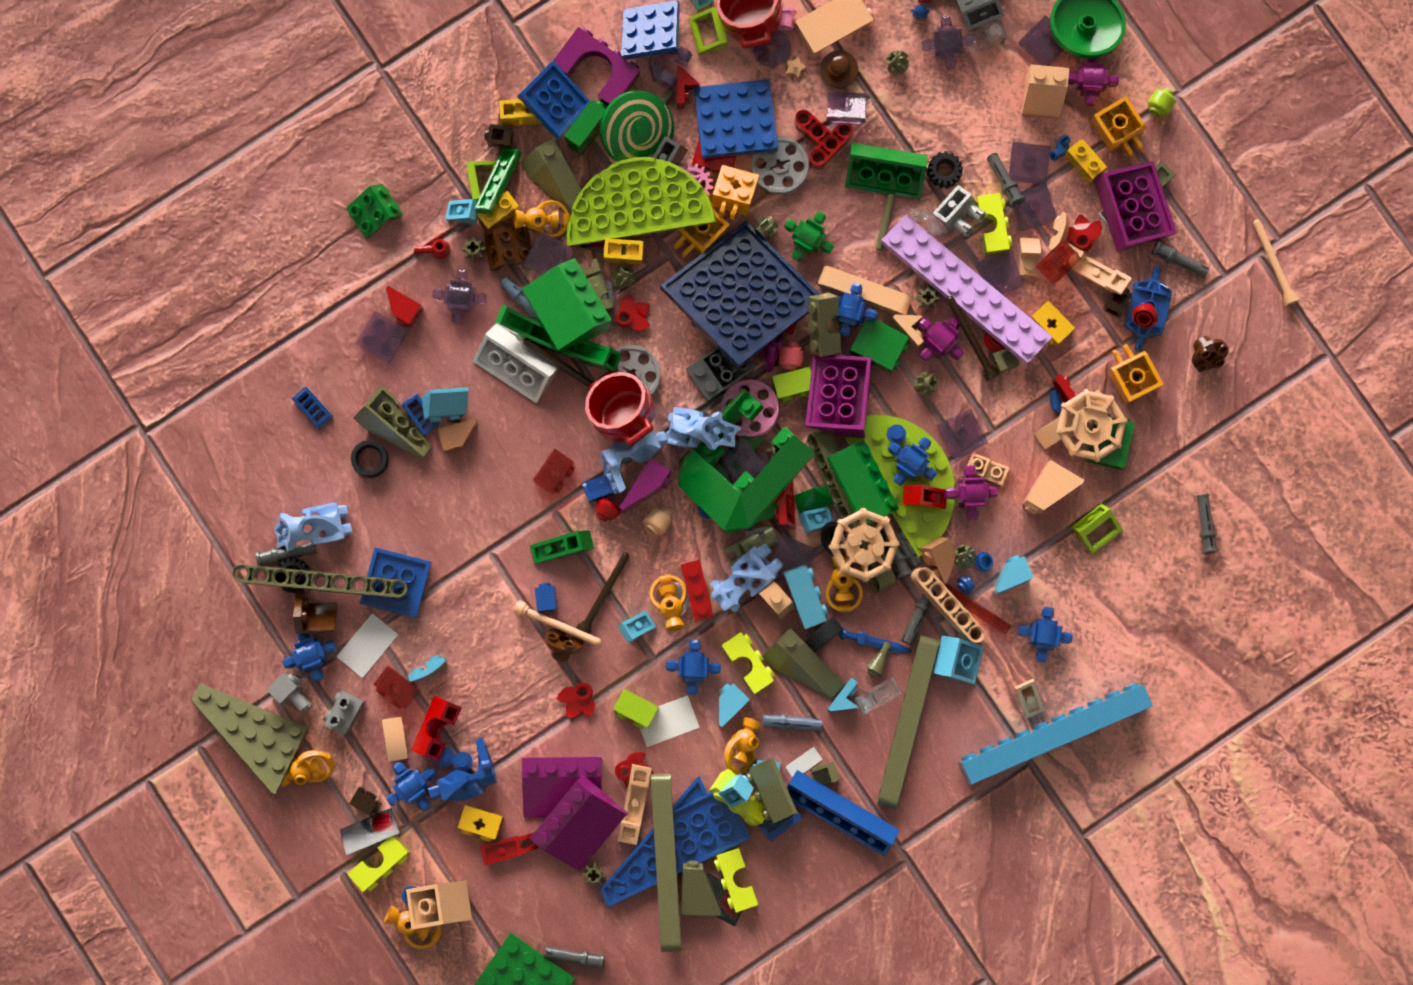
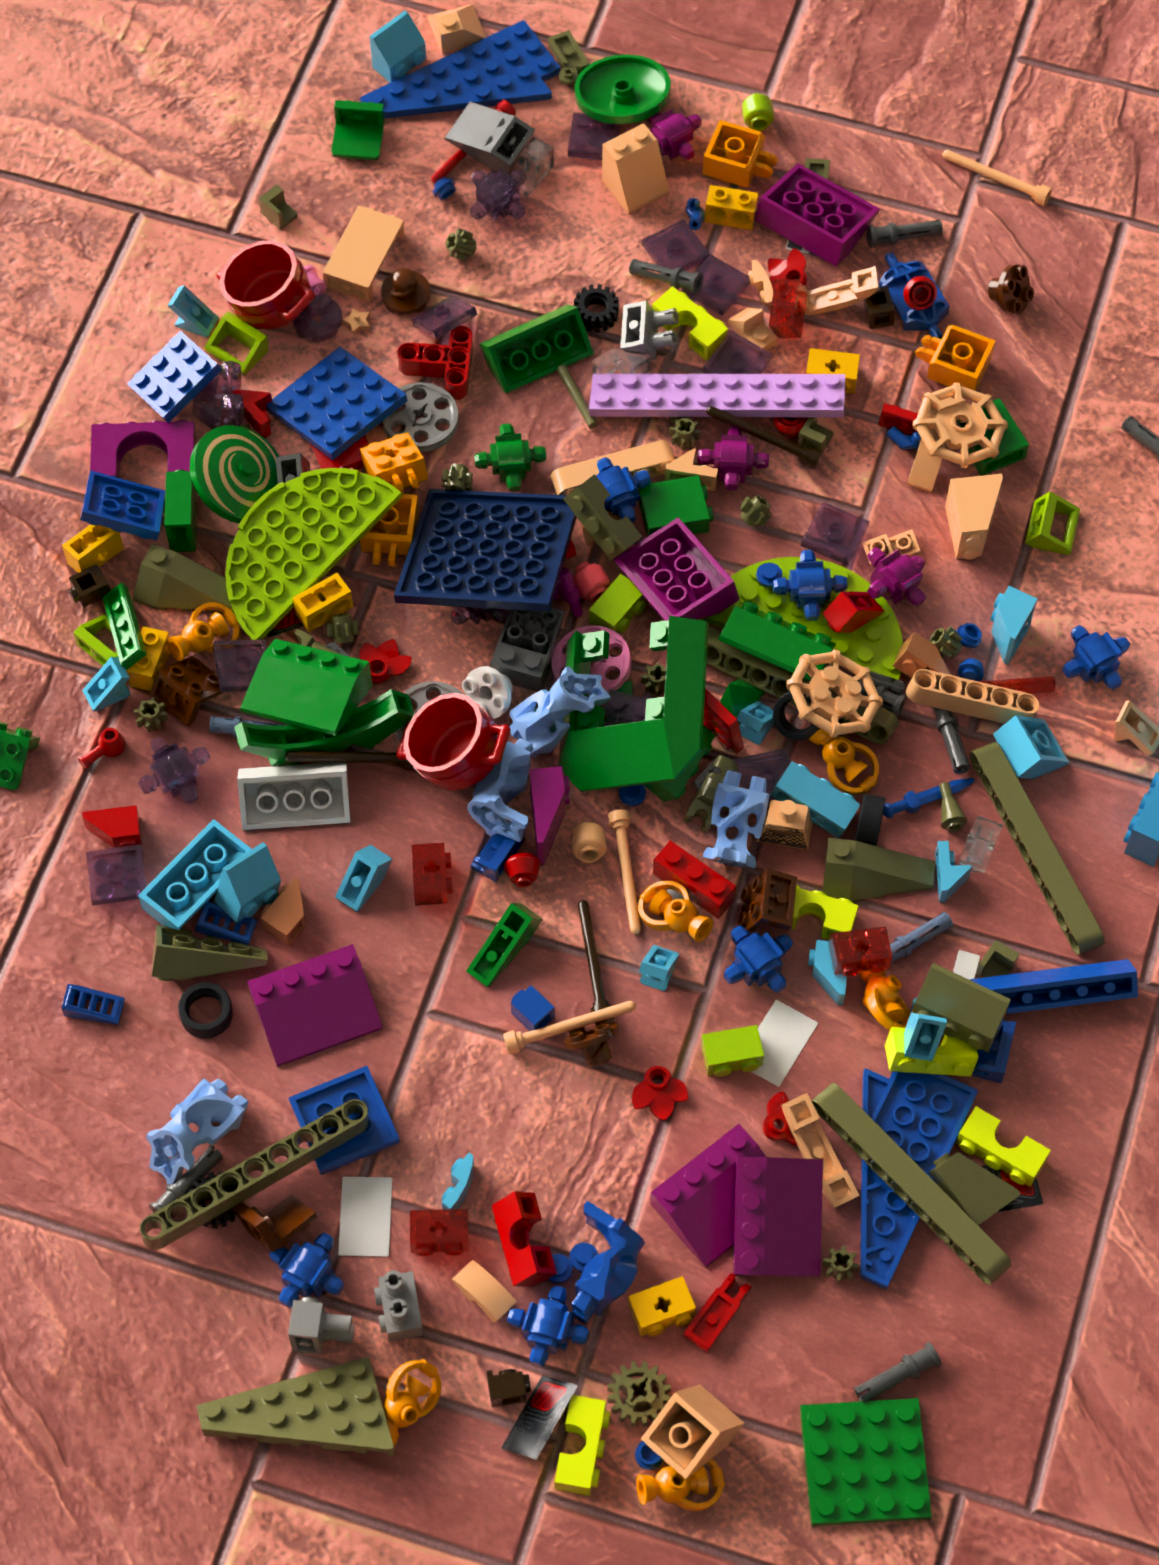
camera: 40 degrees left, 20 degrees down
(420, 374) = (191, 876): none -> medium azure slope
(430, 503) = (314, 1005): none -> magenta slope
(433, 869) = (629, 1386): none -> olive gear
(516, 445) = (363, 876): none -> medium azure slope
(674, 384) = (489, 690): none -> white plate
(684, 523) = (619, 823): none -> light nougat piece
(723, 640) = (768, 901): none -> reddish brown bracket
(759, 712) = (846, 950): none -> clear red brick

